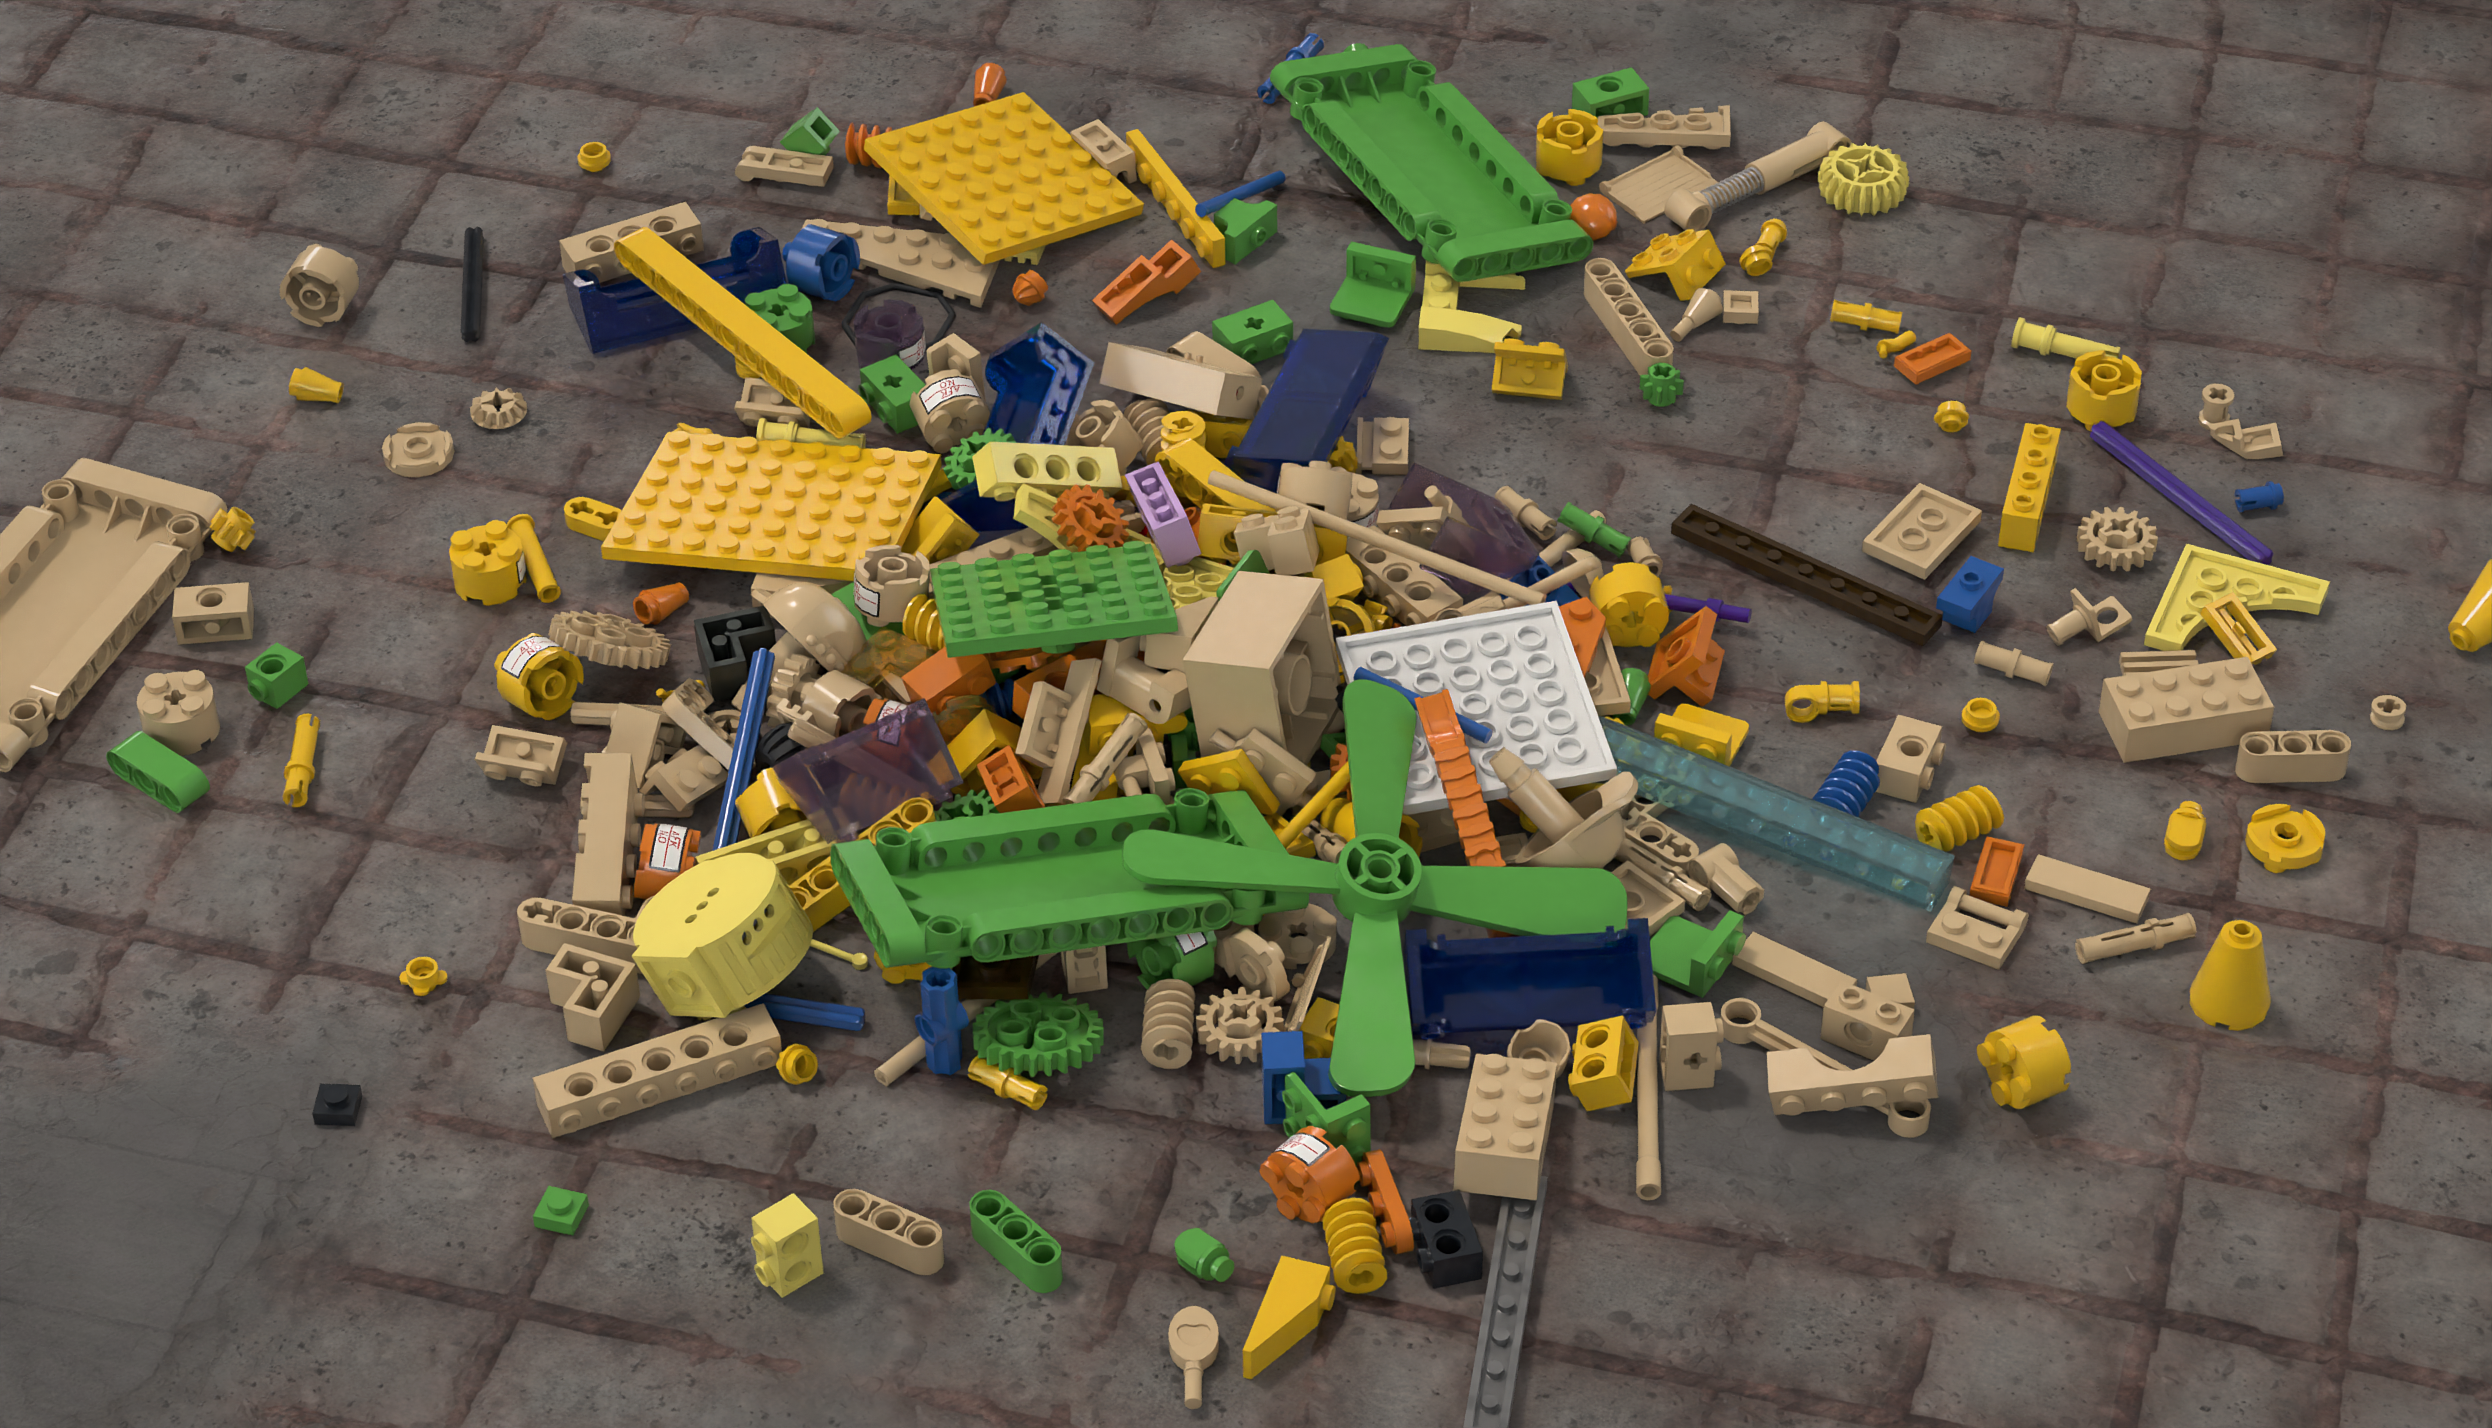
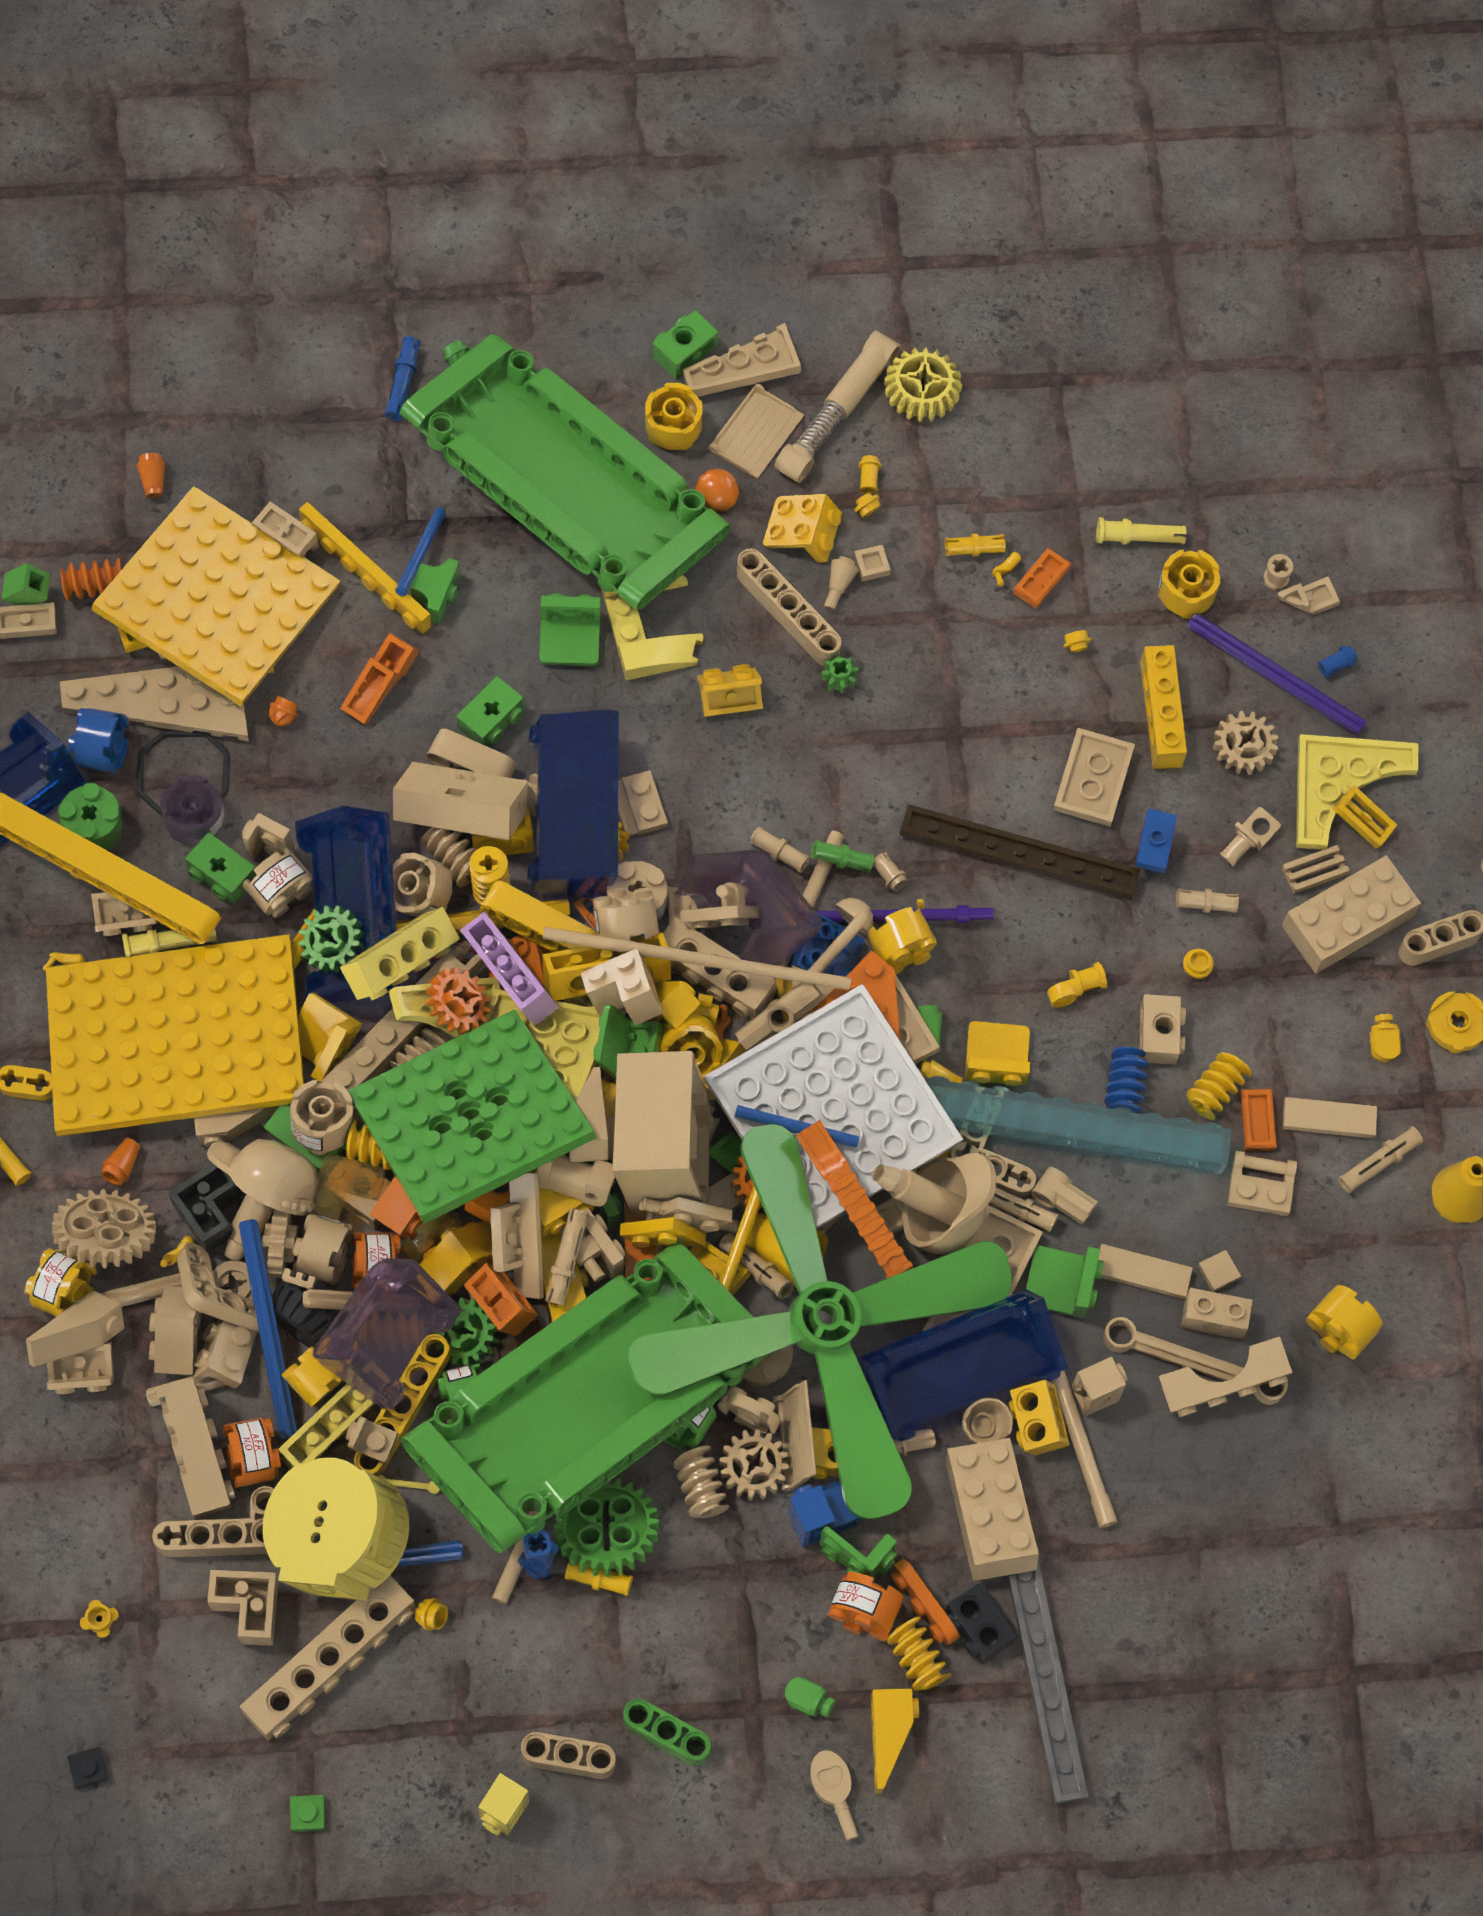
camera: 25 degrees left, 25 degrees up
(529, 711) = (77, 1329): none -> tan slope
(804, 874) = (371, 1439): none -> tan bracket
(1688, 659) = (960, 978): orange bracket -> none

